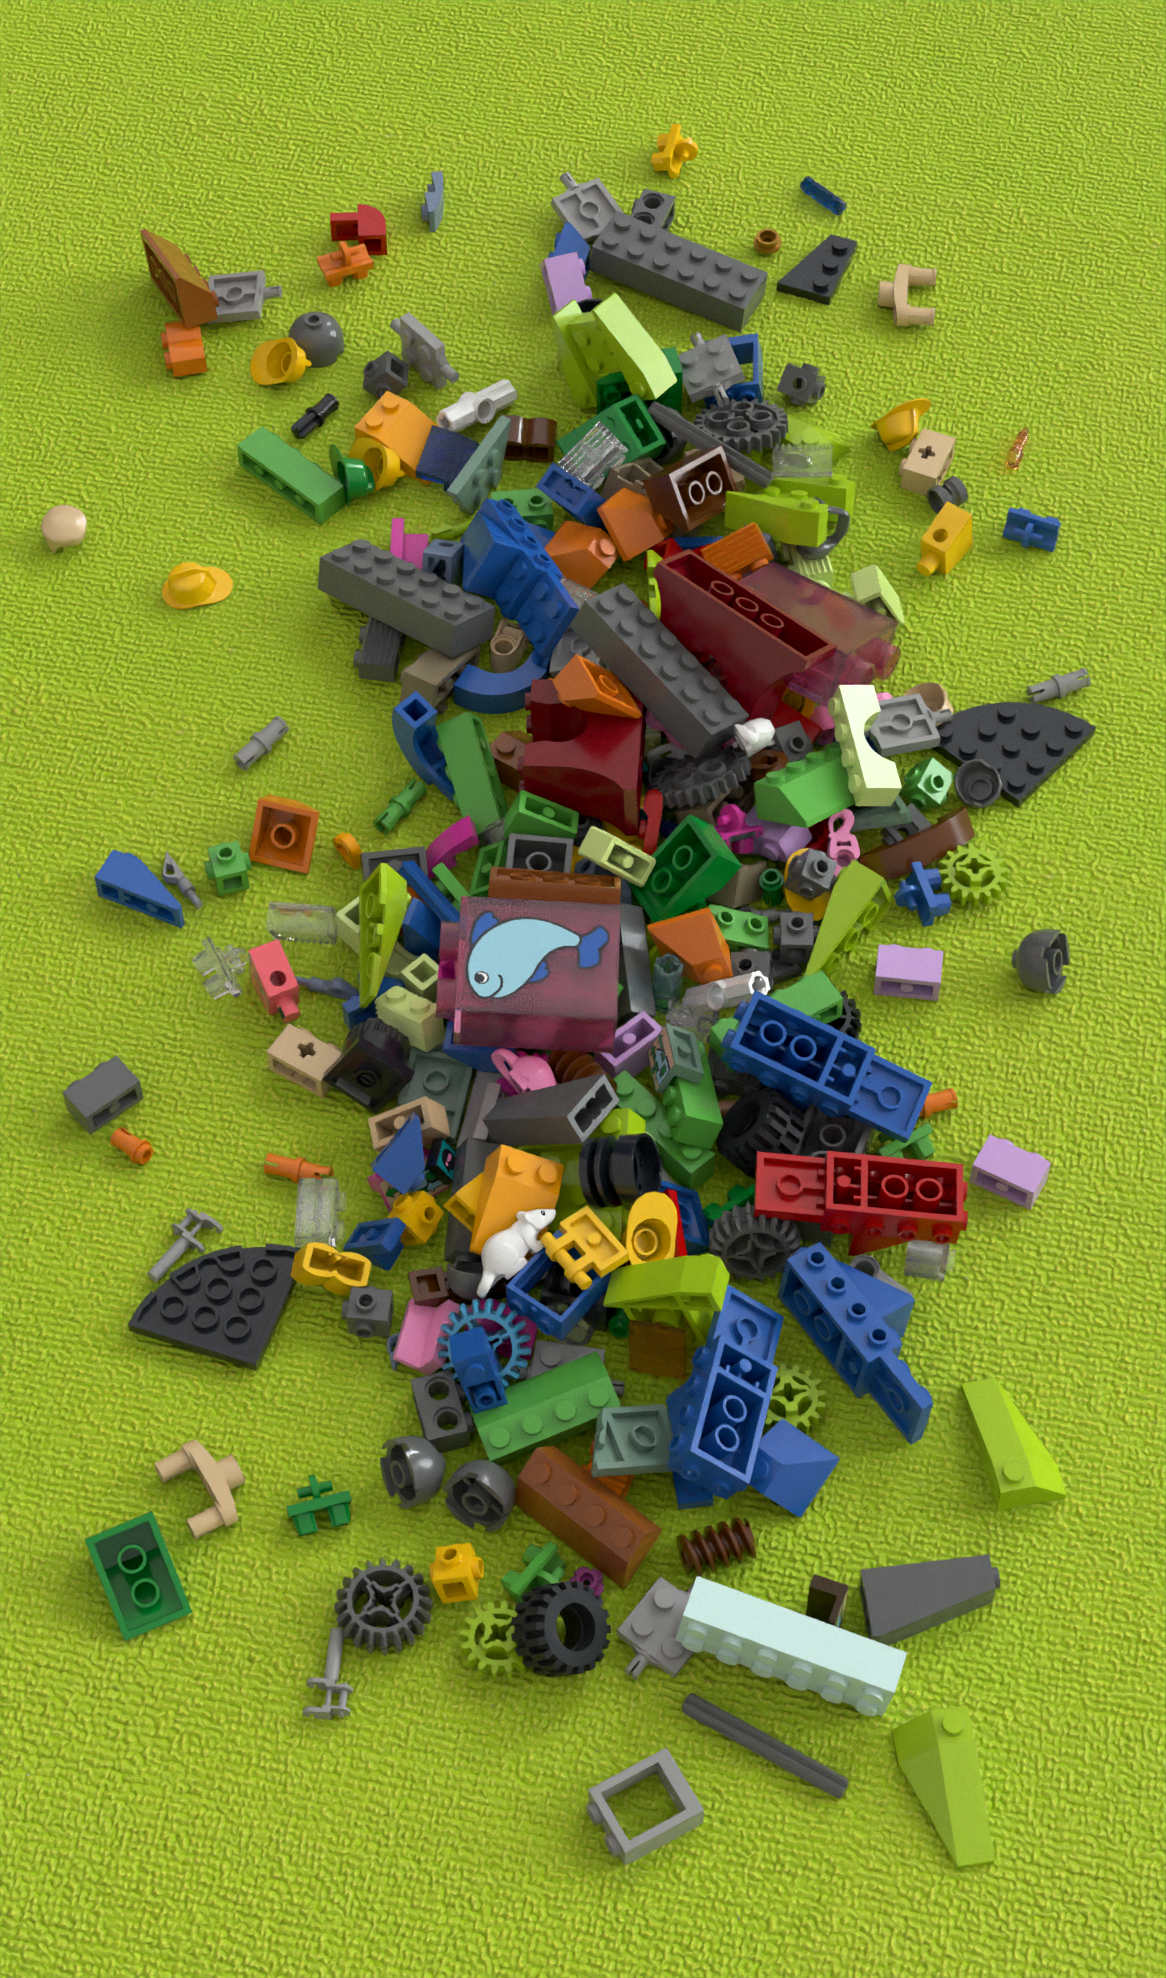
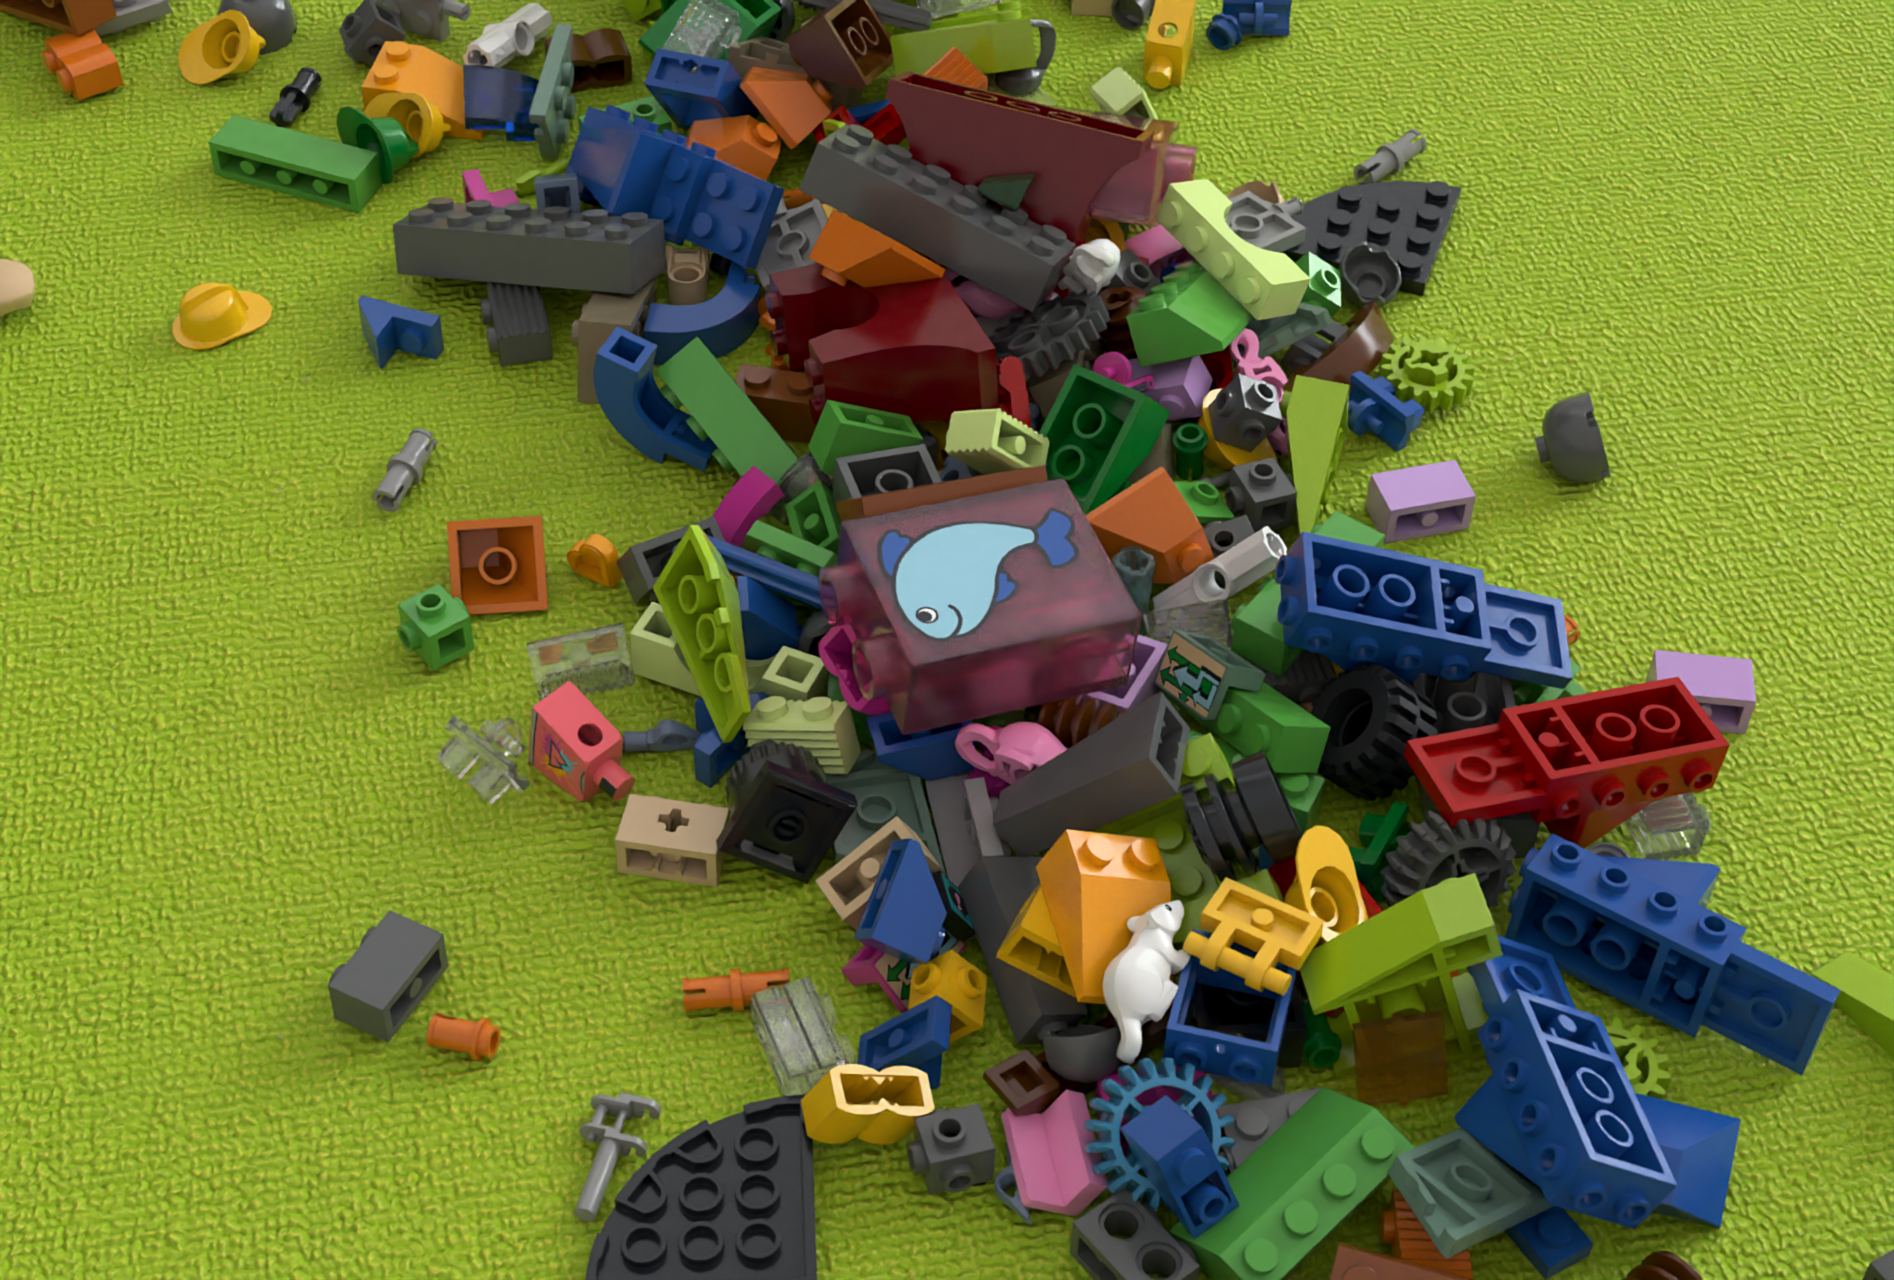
camera: 25 degrees left, 10 degrees down
(133, 885) = (312, 690): blue slope -> none
(180, 880) = (364, 665): light grey hand -> none
(297, 631) = (400, 328): none -> blue slope
(399, 806) = (638, 494): bright green pin -> none
(710, 664) = (1007, 189): none -> dark green slope
(1000, 538) = (1224, 31): none -> blue plate

